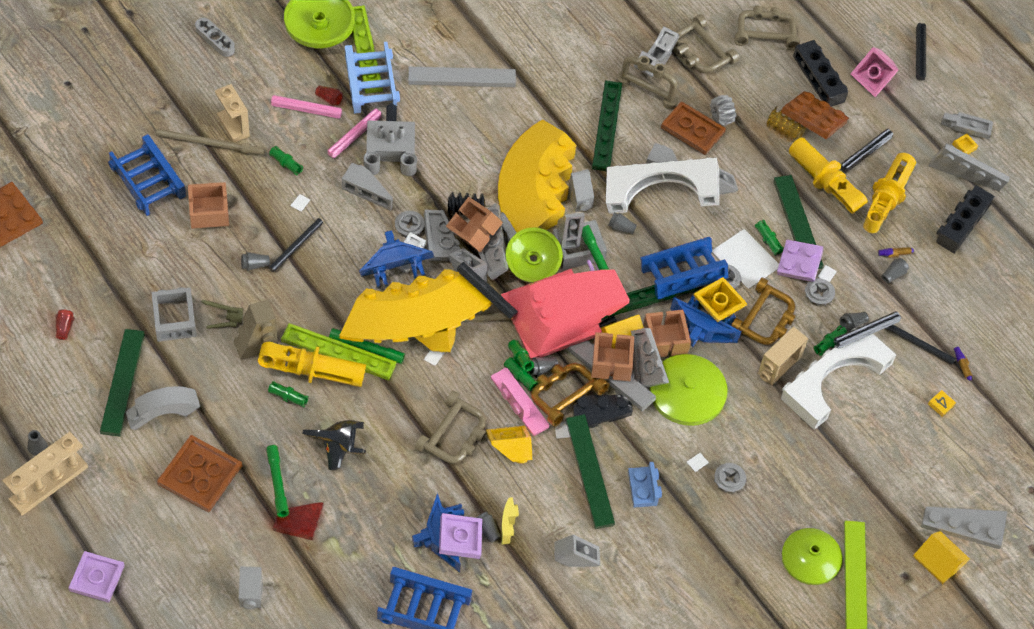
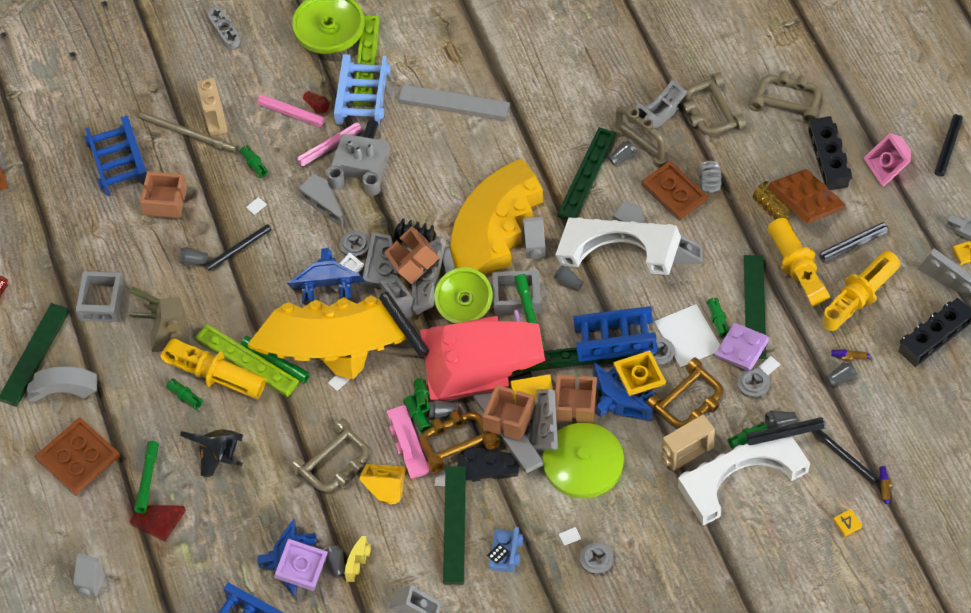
camera: 25 degrees right, 0 degrees up
(570, 230) = (503, 277): light grey slope -> none
(635, 100) = (624, 152): none -> dark grey cone
(640, 490) = (498, 553): none -> black sticker

